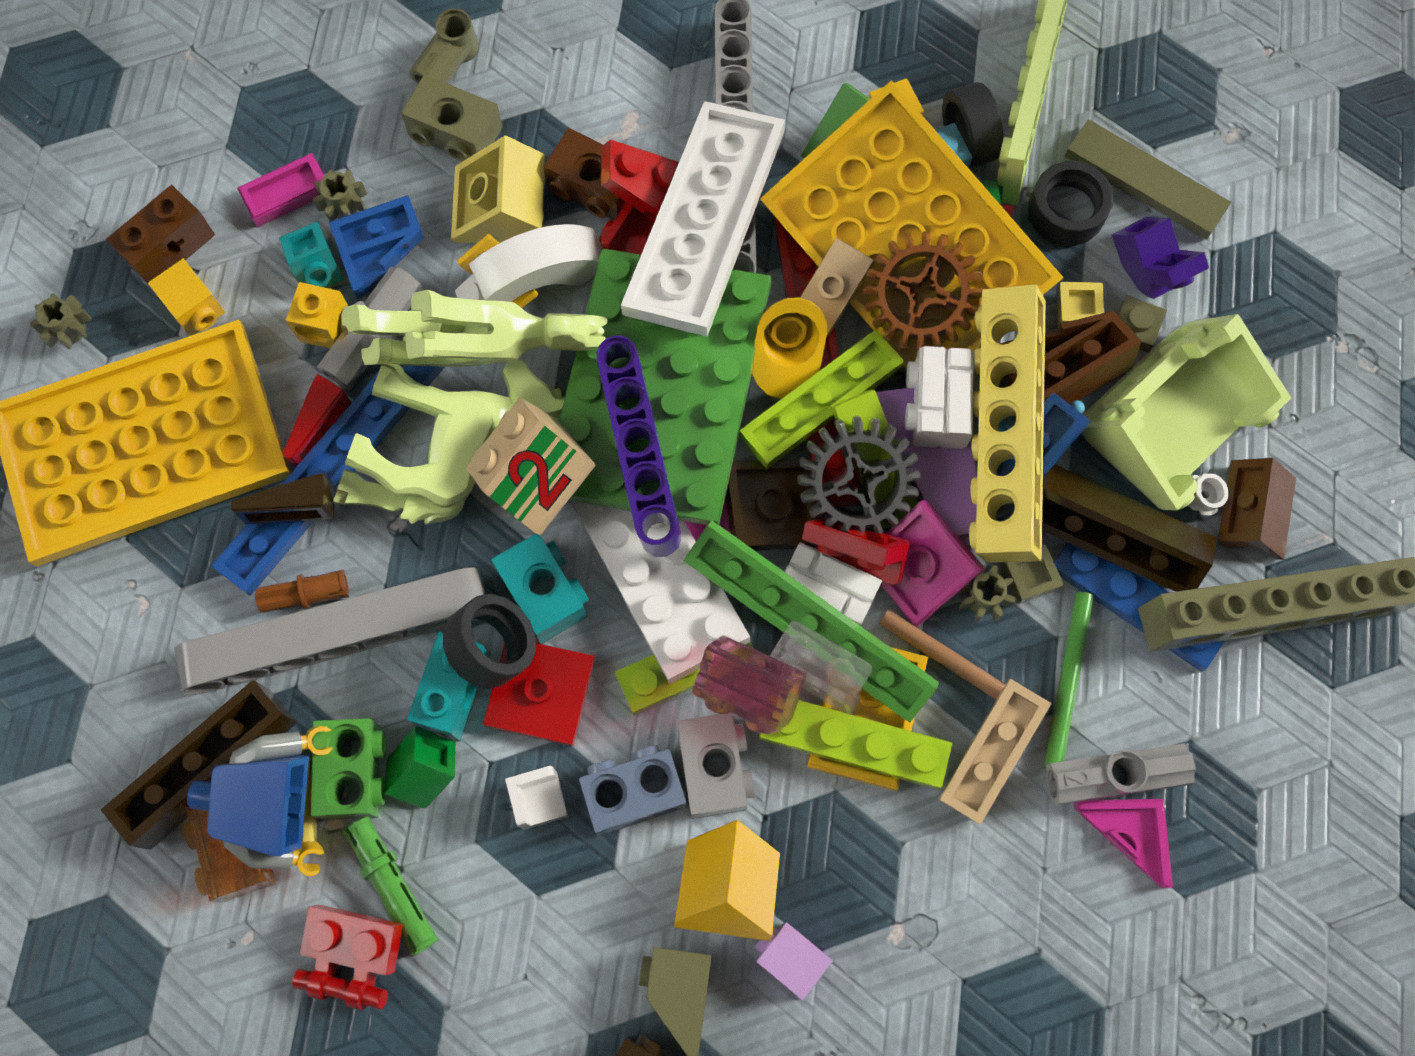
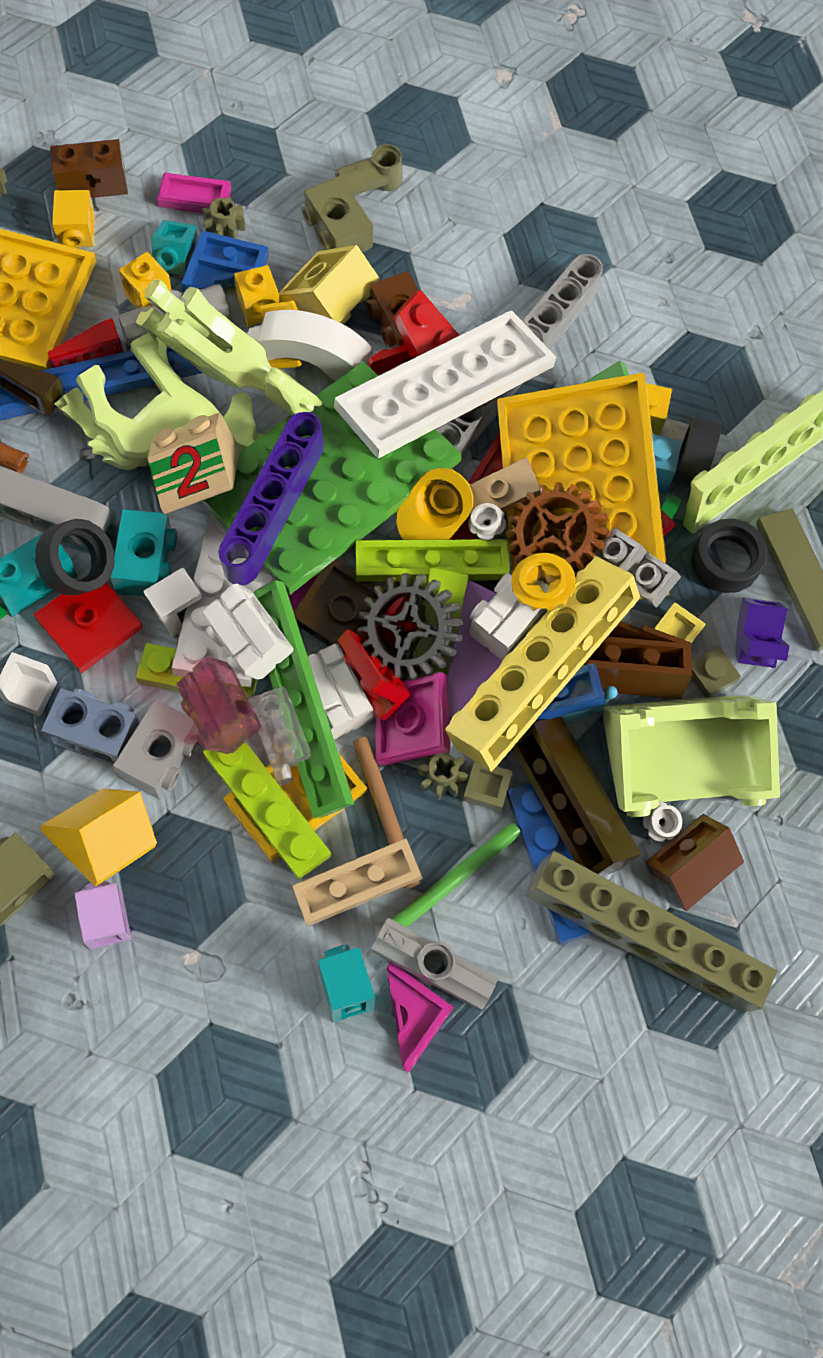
camera: 30 degrees right, 5 degrees down
(436, 251) = (254, 289): none -> yellow brick
(610, 611) = (171, 597): none -> white panel
(720, 595) = (246, 632): none -> white brick
(841, 315) = (484, 513): none -> white plate
(956, 330) = (555, 571): none -> yellow gear
(1018, 268) = (651, 575): none -> light grey slope
(1067, 853) = (346, 983): none -> teal brick

